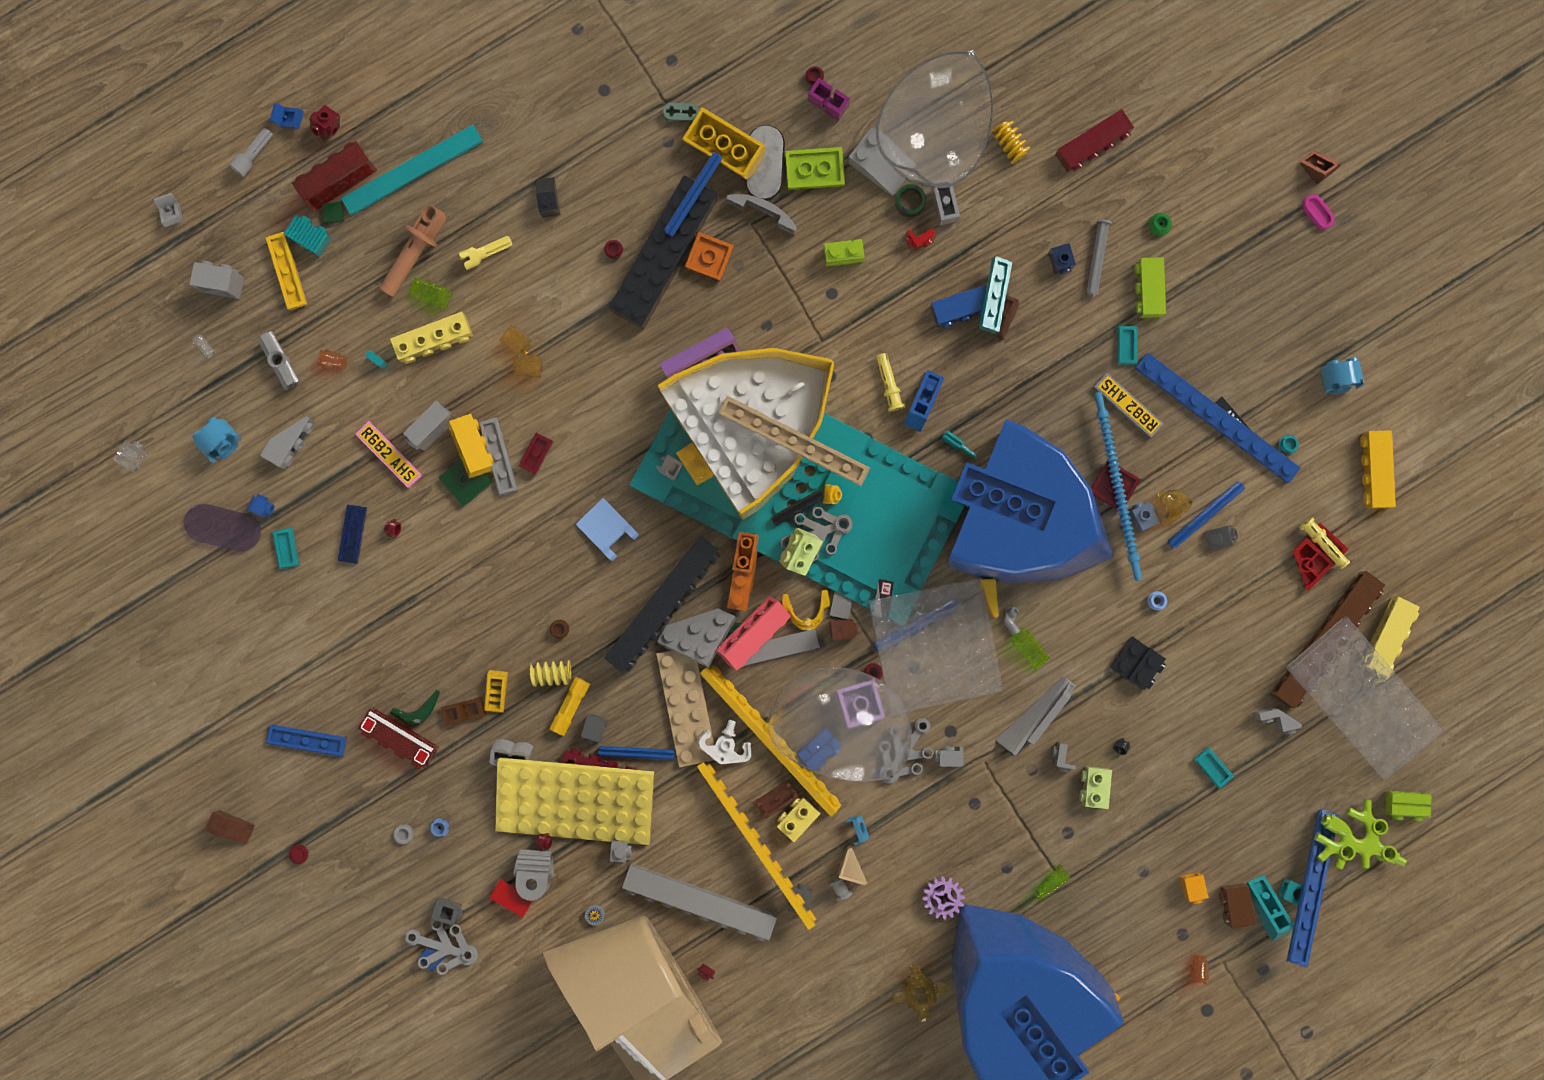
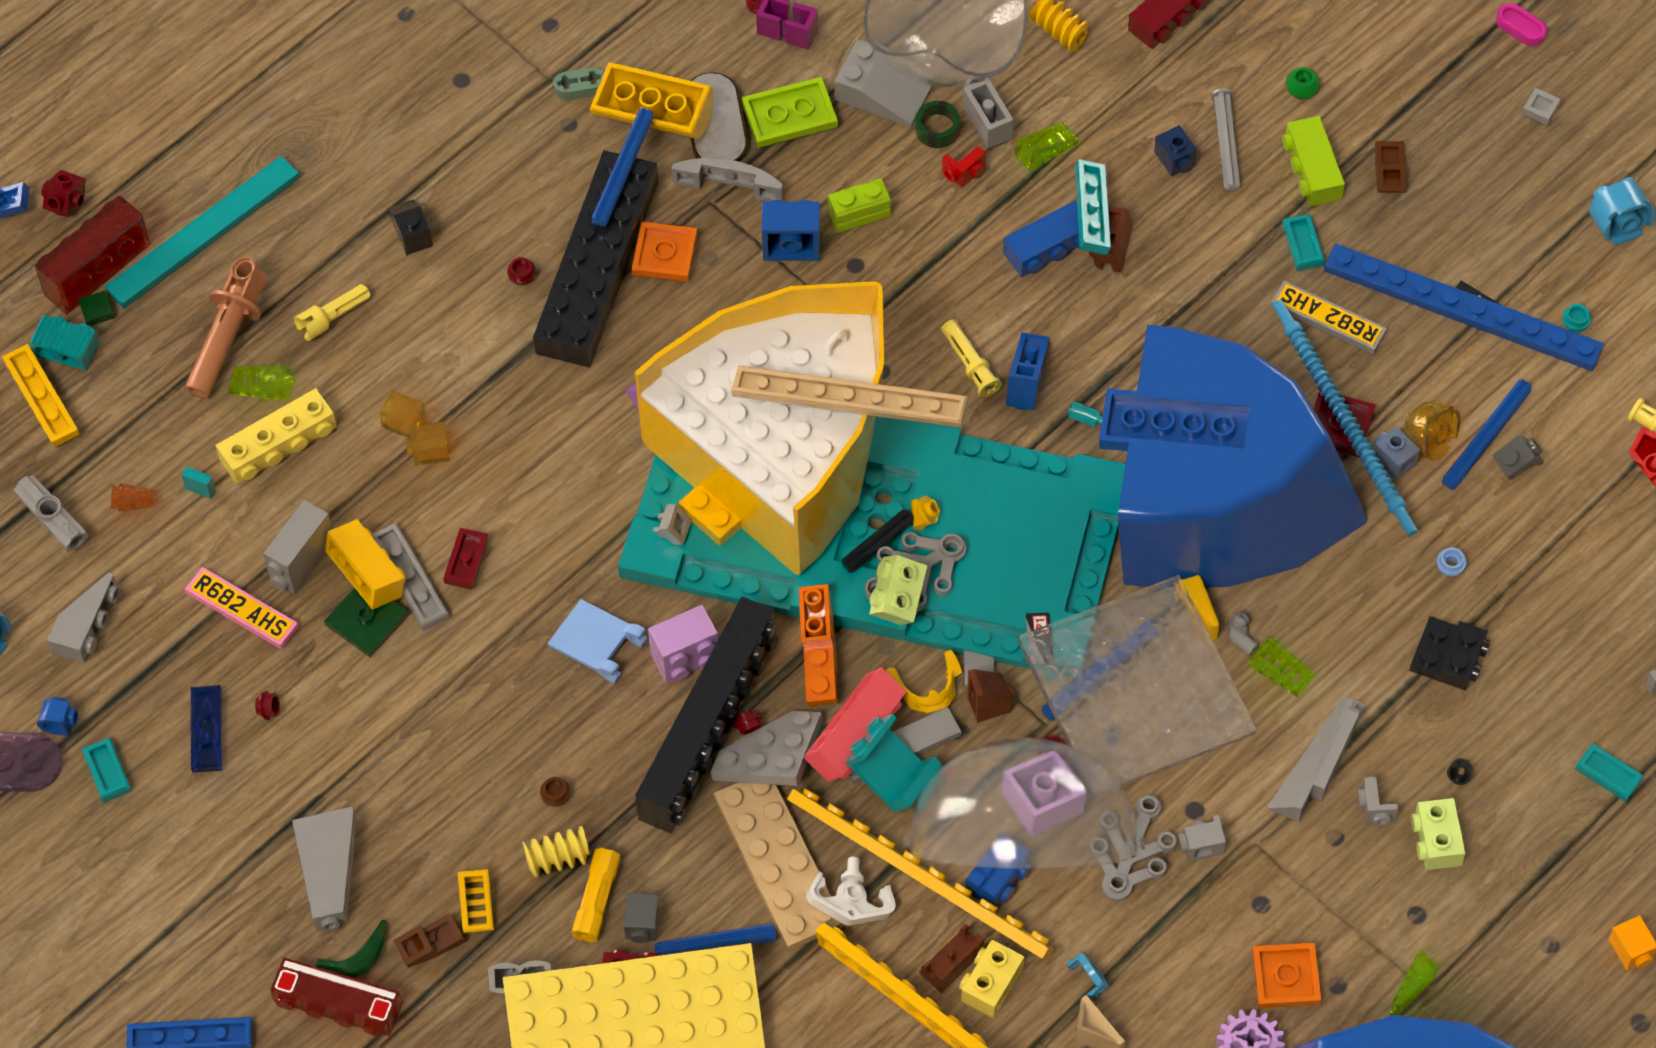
camera: 10 degrees left, 25 degrees down
(408, 648) = (327, 860): none -> light grey slope
(659, 552) = (682, 643): none -> lavender brick
(688, 611) = (748, 722): none -> dark red plate
(770, 666) = (890, 765): none -> teal panel
(794, 264) = (791, 231): none -> blue brick
(966, 235) = (1033, 156): none -> clear neon green slope
(977, 857) = (1286, 975): none -> orange plate
(1199, 302) = (1390, 167): none -> reddish brown slope
(1313, 282) = (1541, 106): none -> light grey tile

